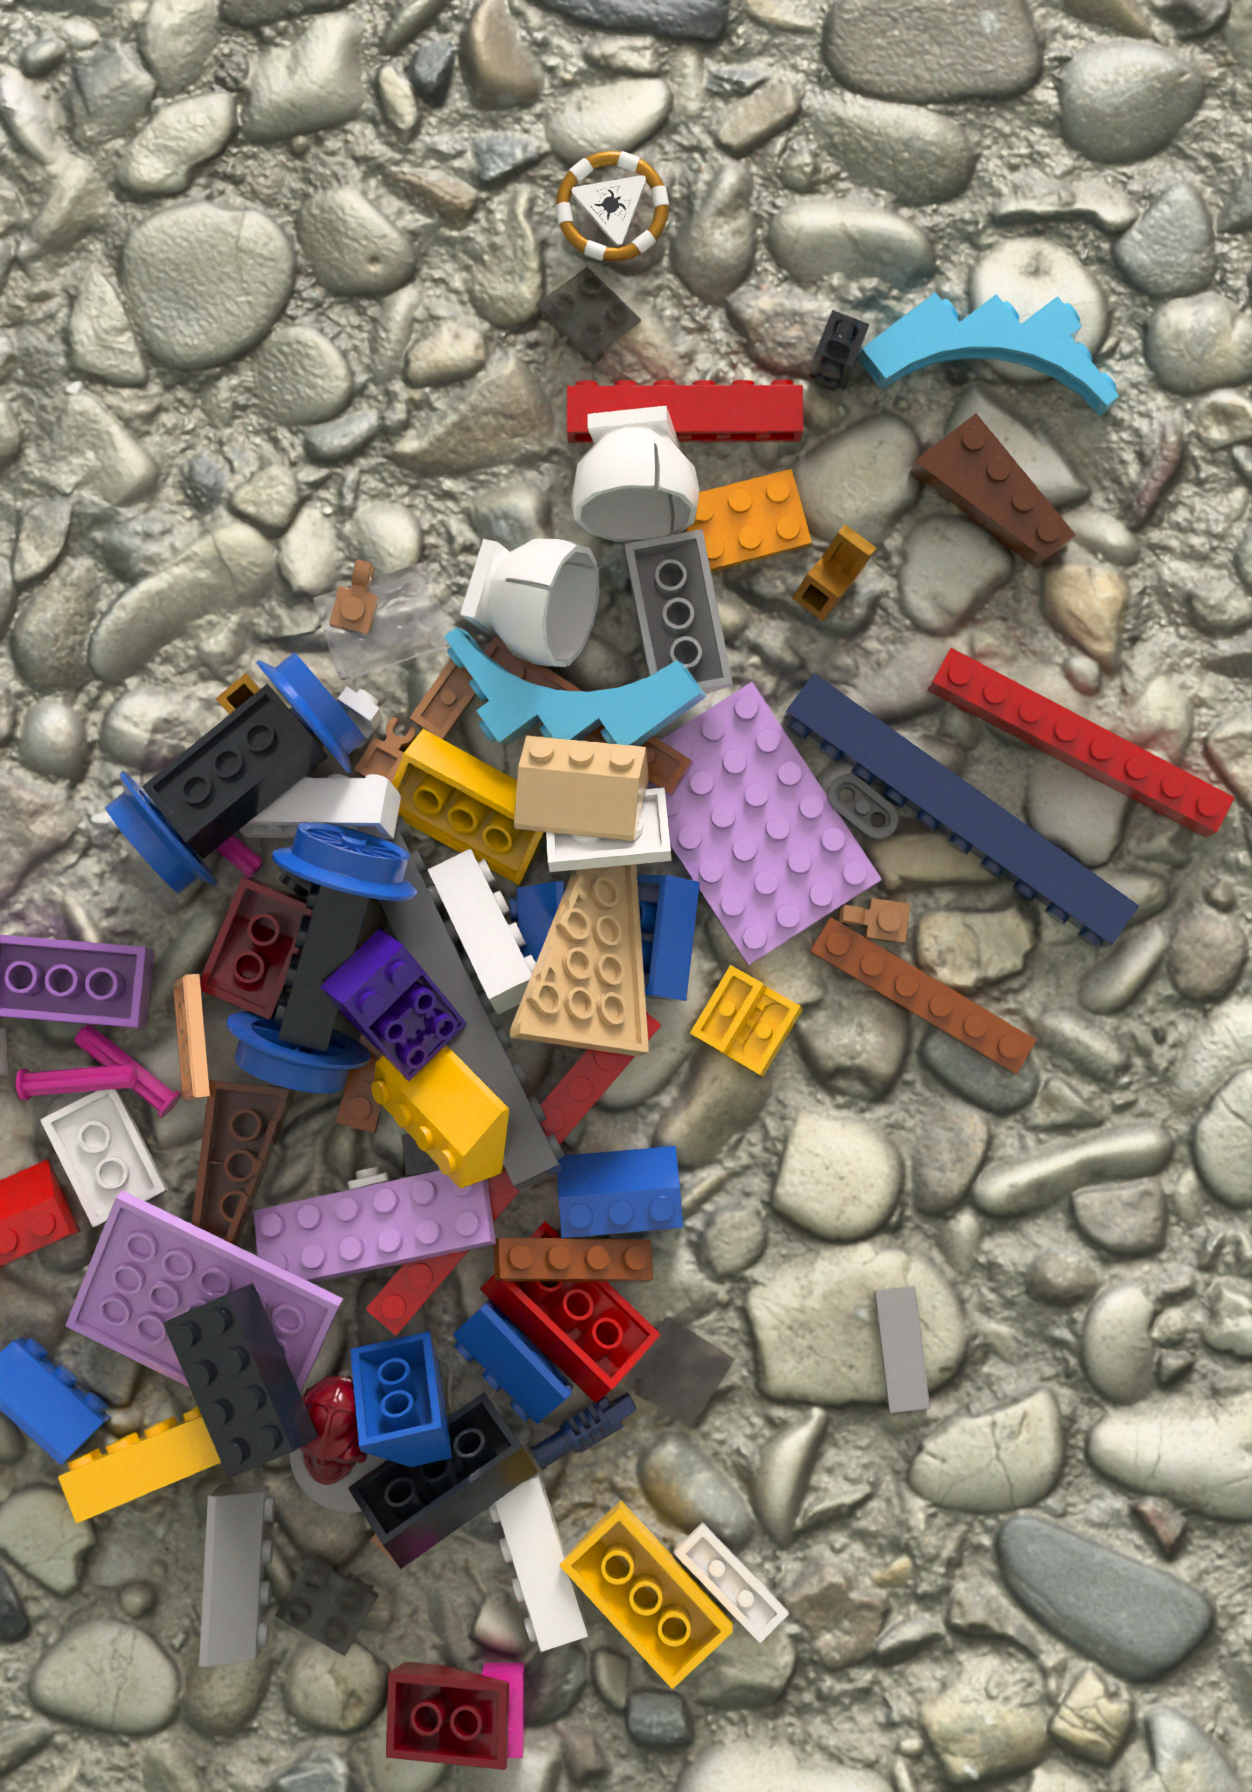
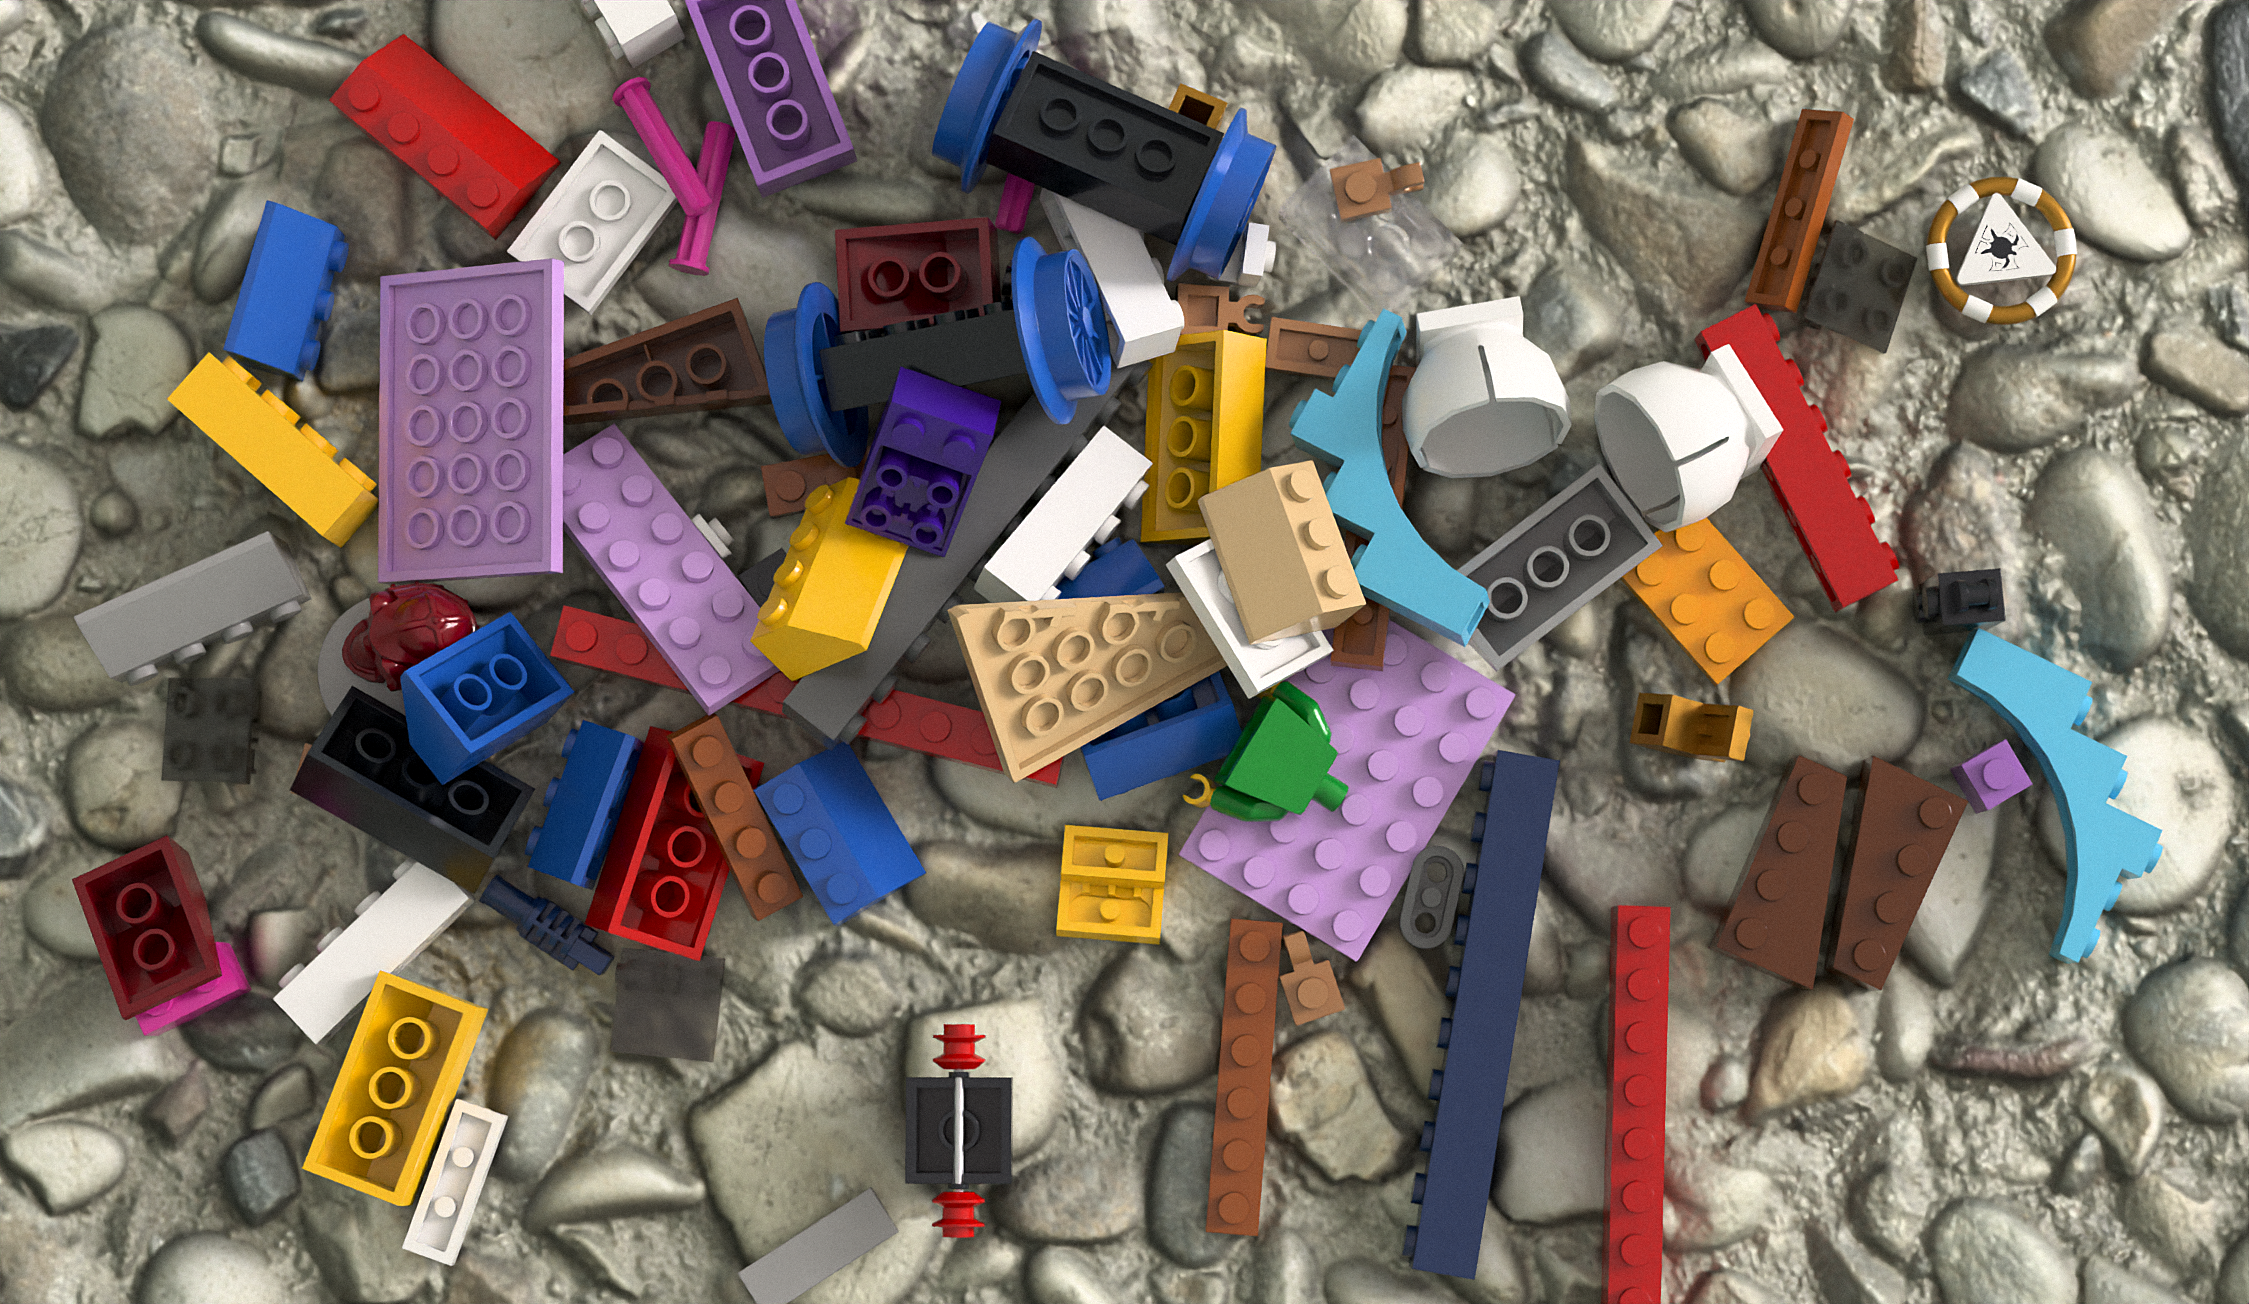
camera: 65 degrees right, 0 degrees up
(191, 1037) = (775, 252): light nougat tile -> none
(240, 1380) = (414, 502): black brick -> none
(516, 326) = (1799, 210): none -> dark orange plate
(721, 865) = (1276, 762): none -> green torso
(868, 1209) = (959, 1130): none -> black brick
(964, 391) = (1991, 776): none -> medium lavender brick
(967, 562) = (1784, 885): none -> reddish brown wedge

